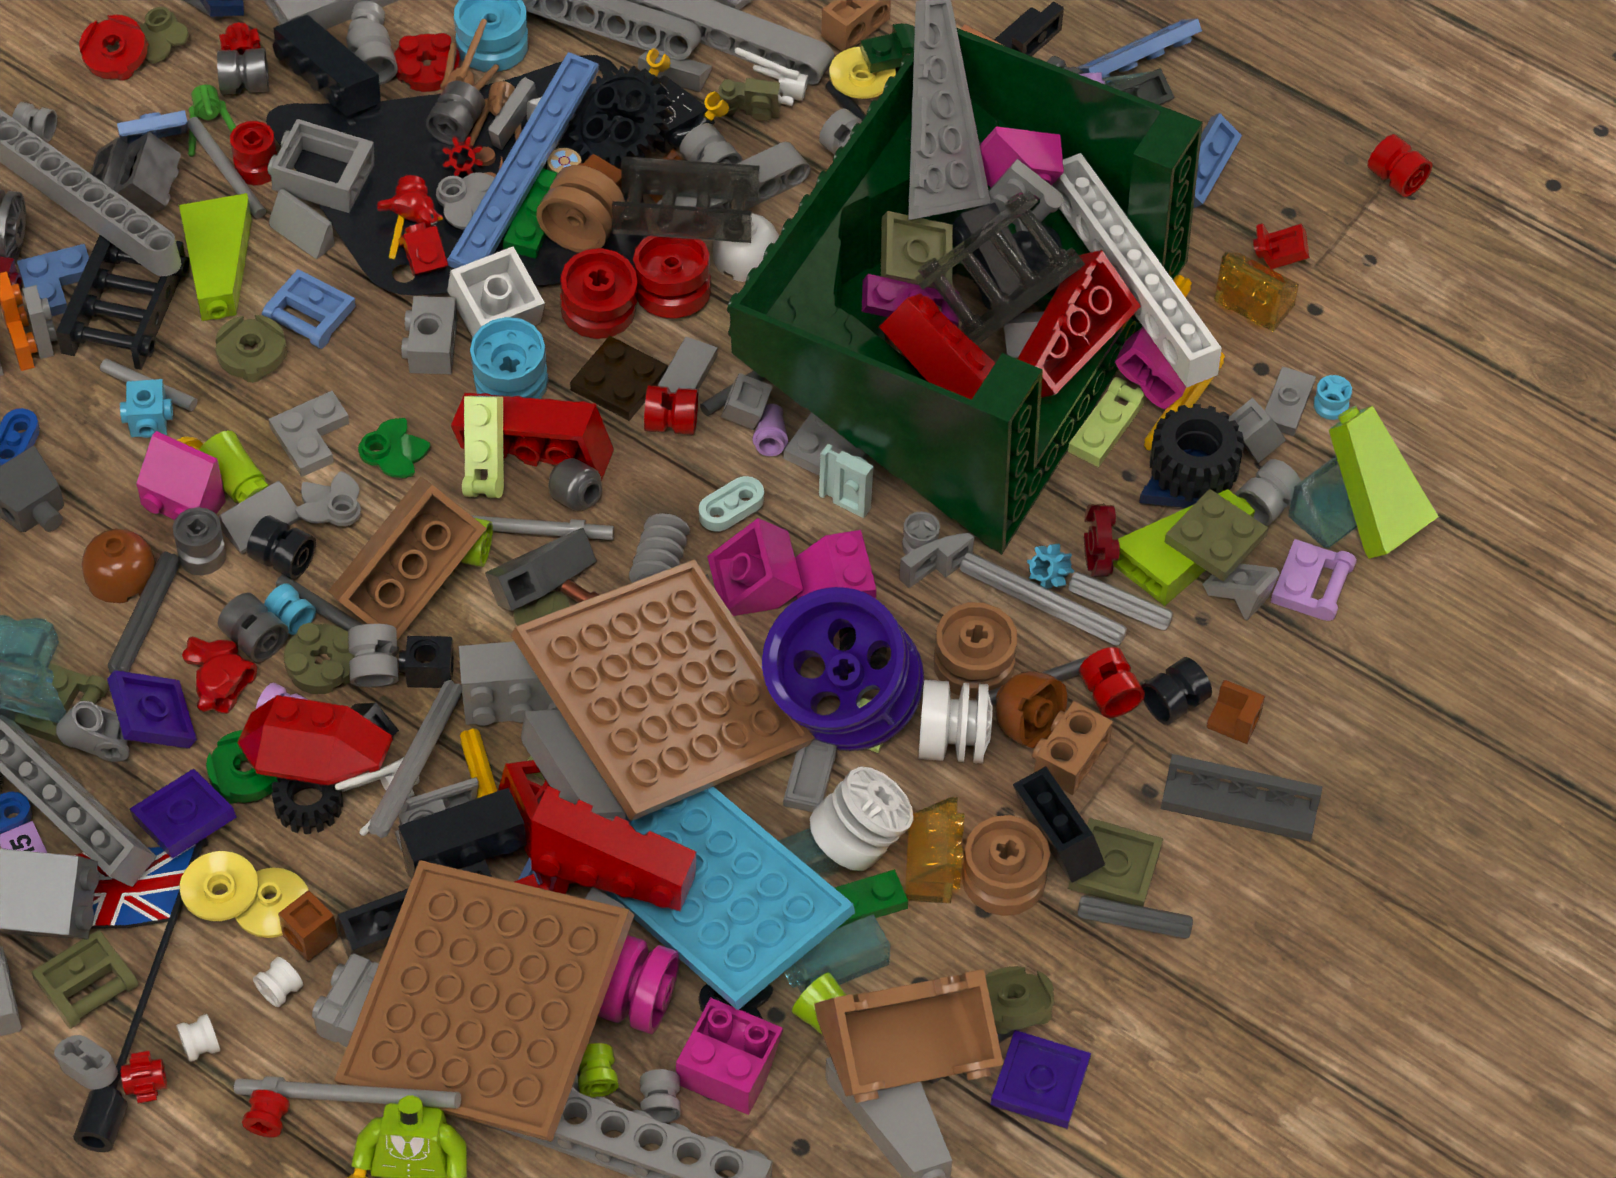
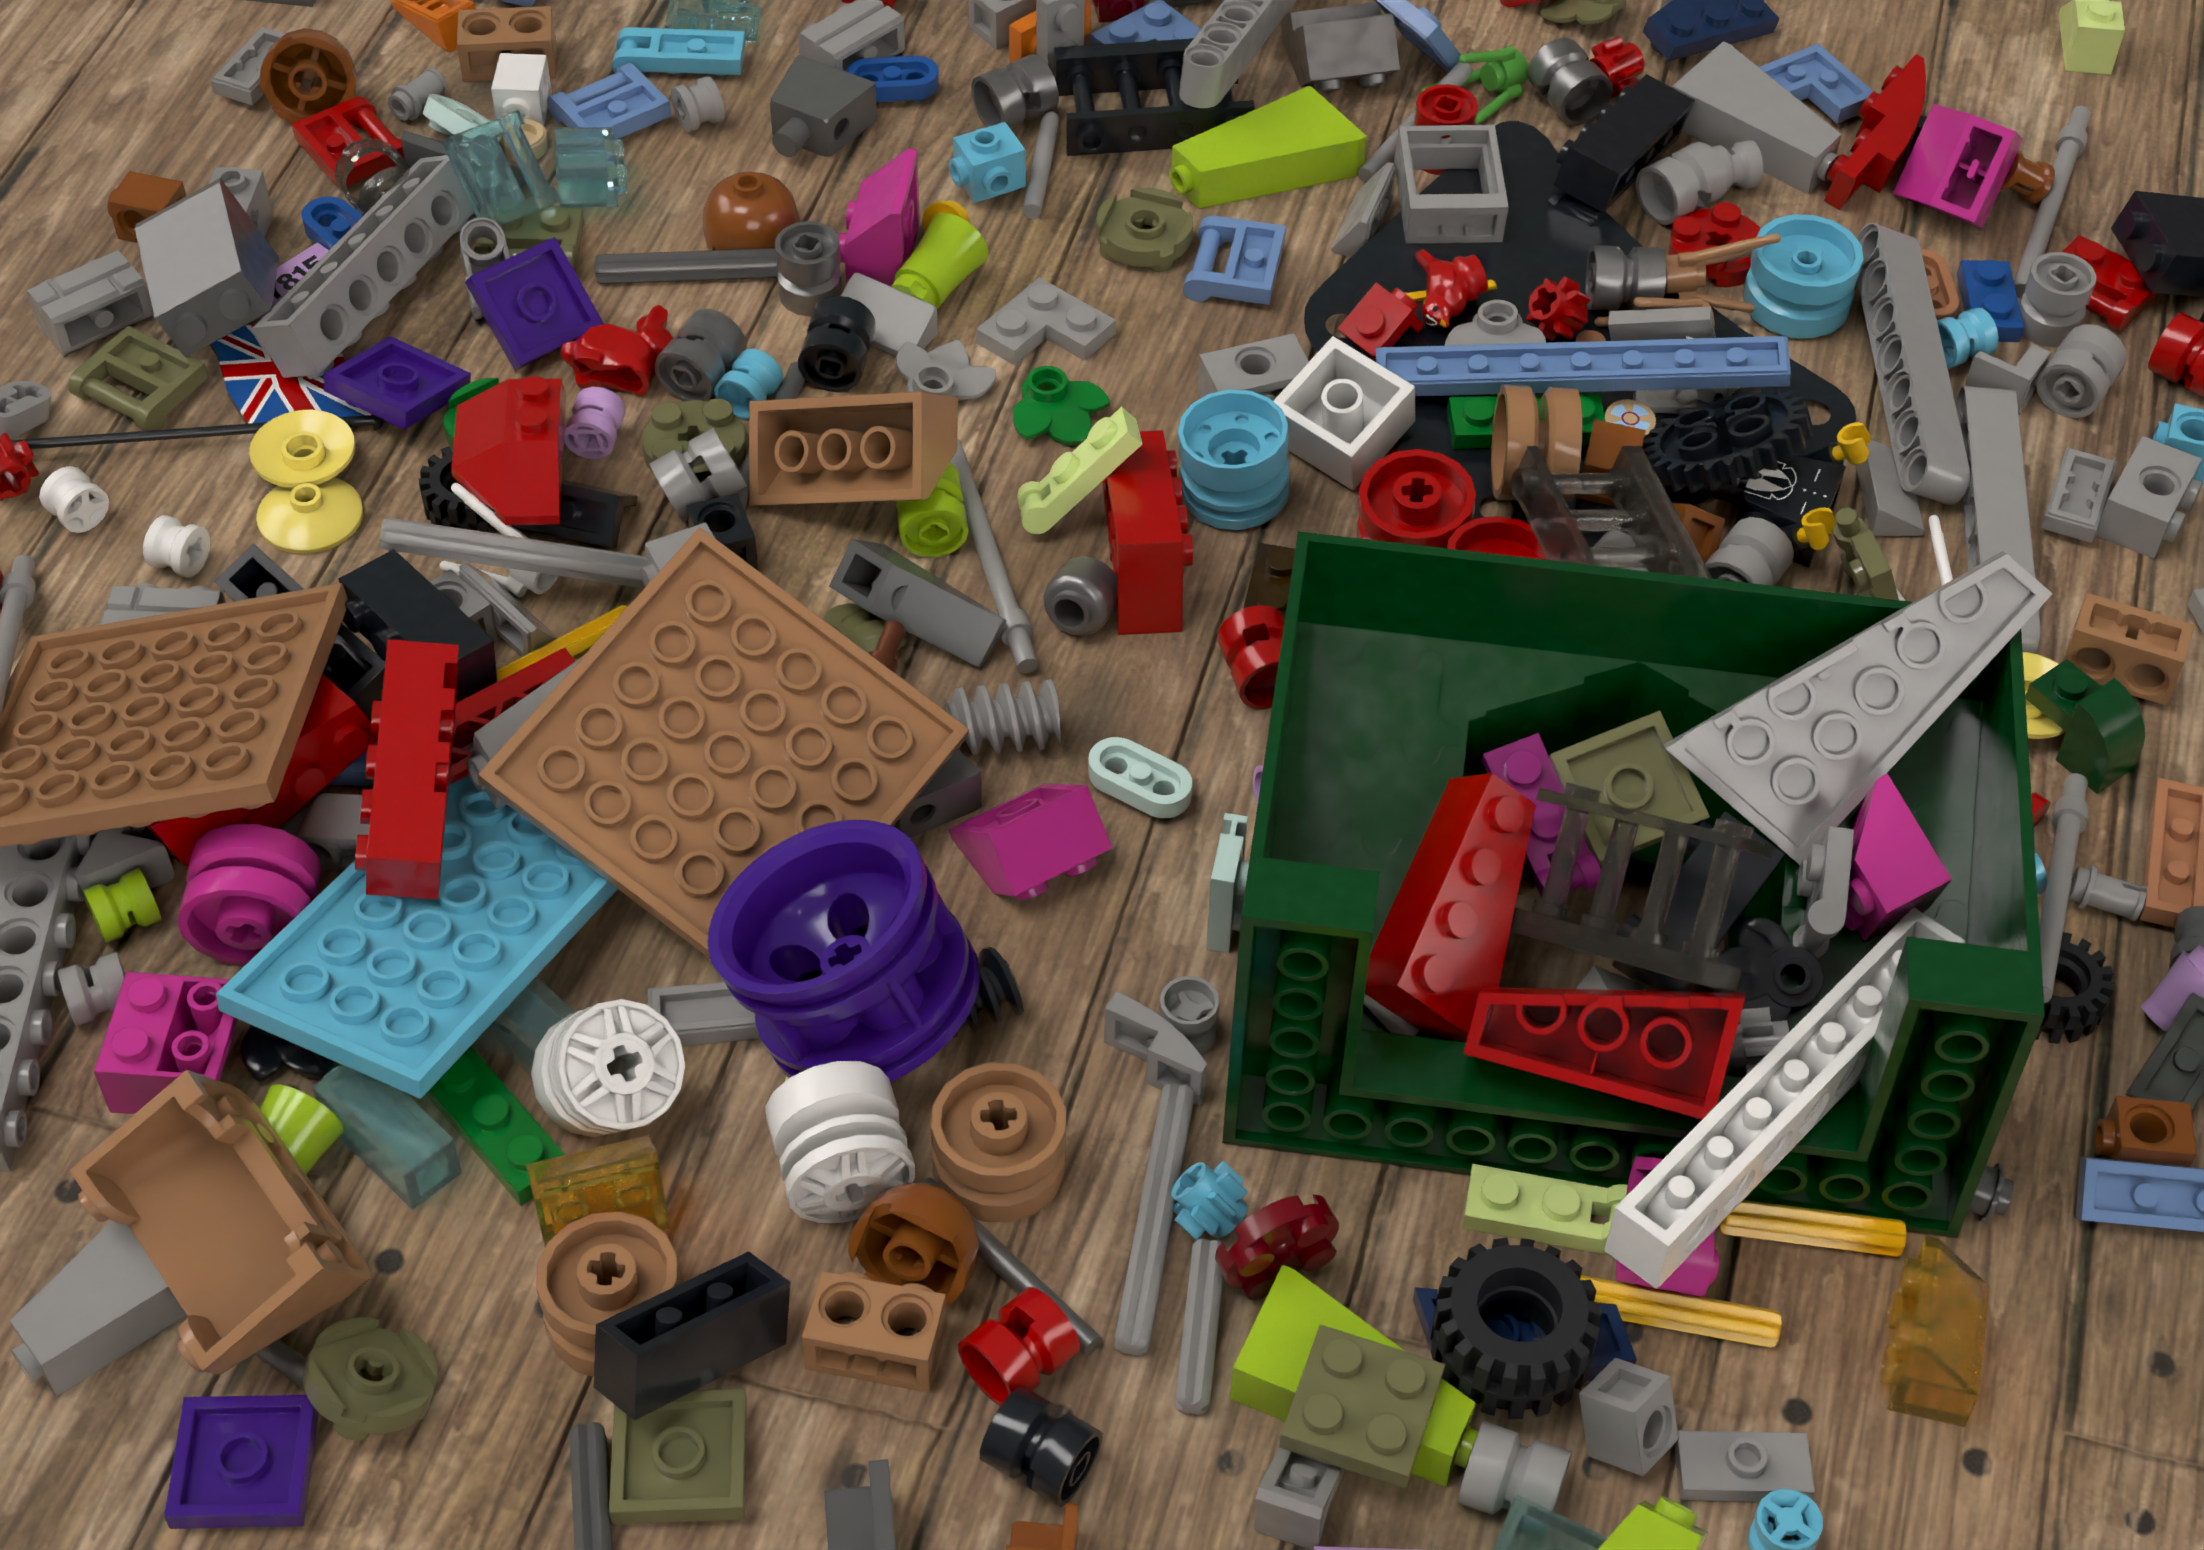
camera: 70 degrees right, 5 degrees down
(80, 372) = (1015, 93): none -> flat silver wheel
(308, 925) = (259, 523): dark orange brick -> none
(836, 562) = (1064, 940): dark pink slope -> none
(1281, 246) = (2061, 1358): red bracket -> none

